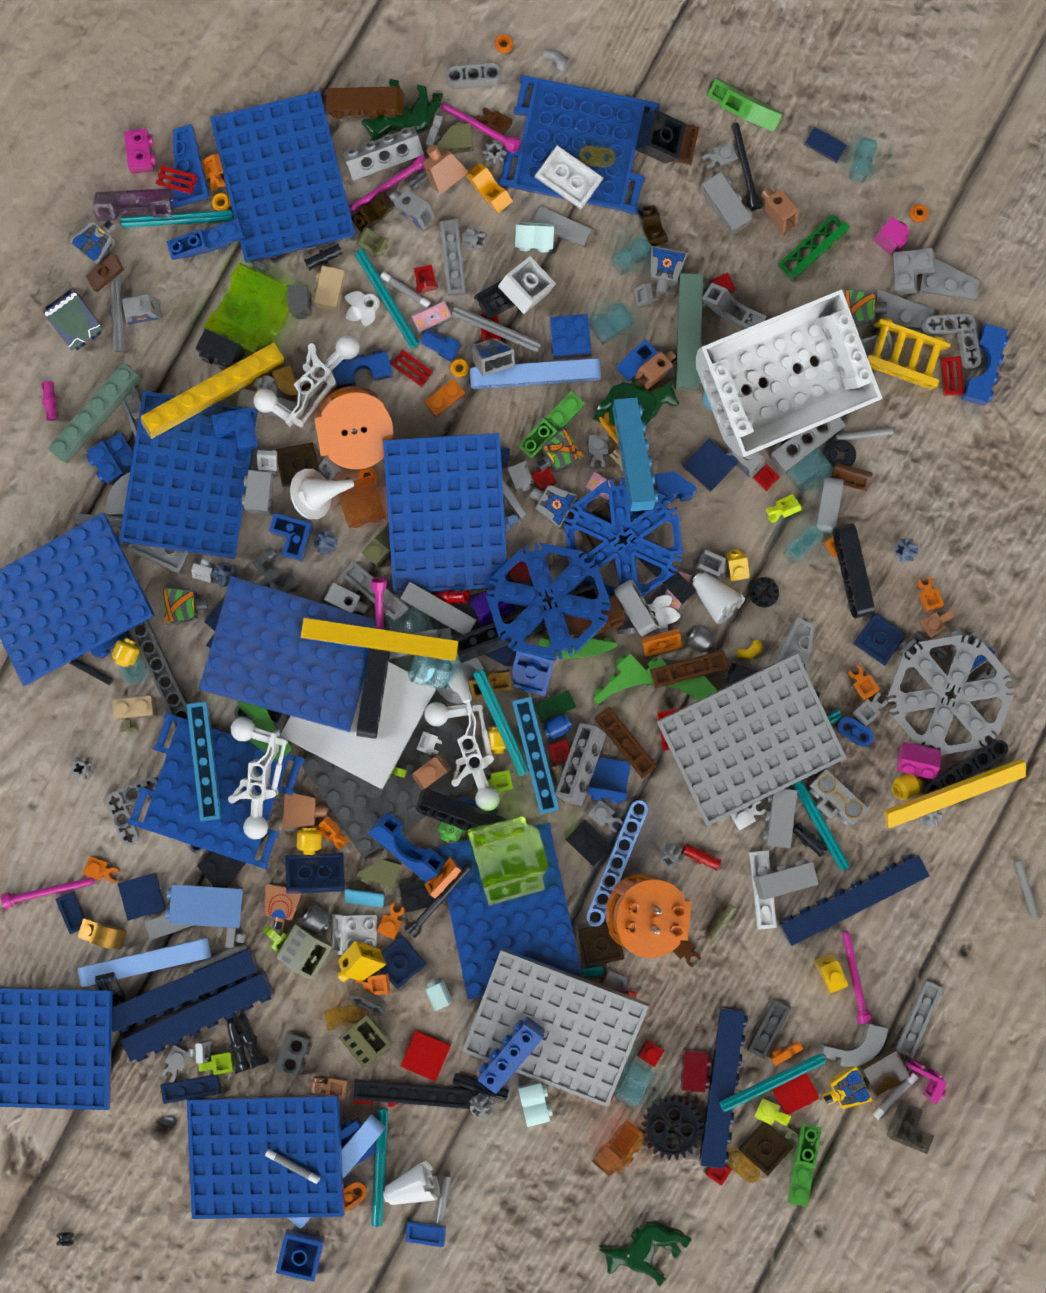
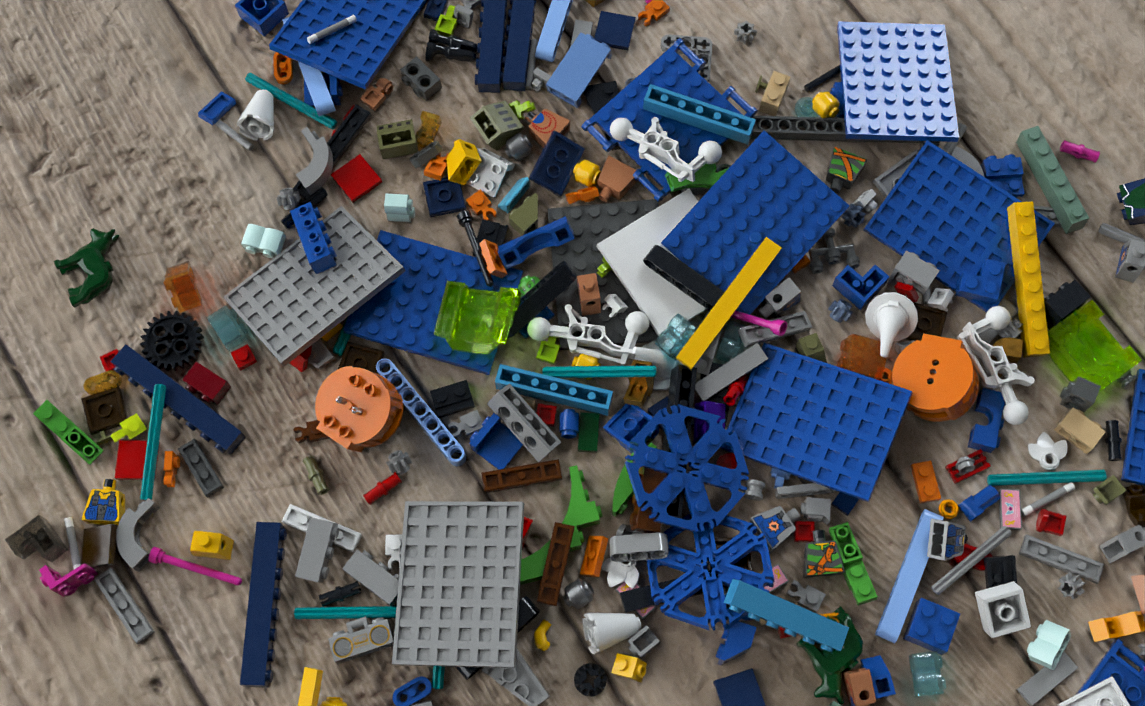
camera: 120 degrees right, 15 degrees down
(276, 492) = (907, 290): none -> red tile
(414, 370) = (965, 464): none -> light grey plate
(431, 1093) = (320, 168): none -> light grey arch
(531, 537) = (754, 489): none -> light grey wheel

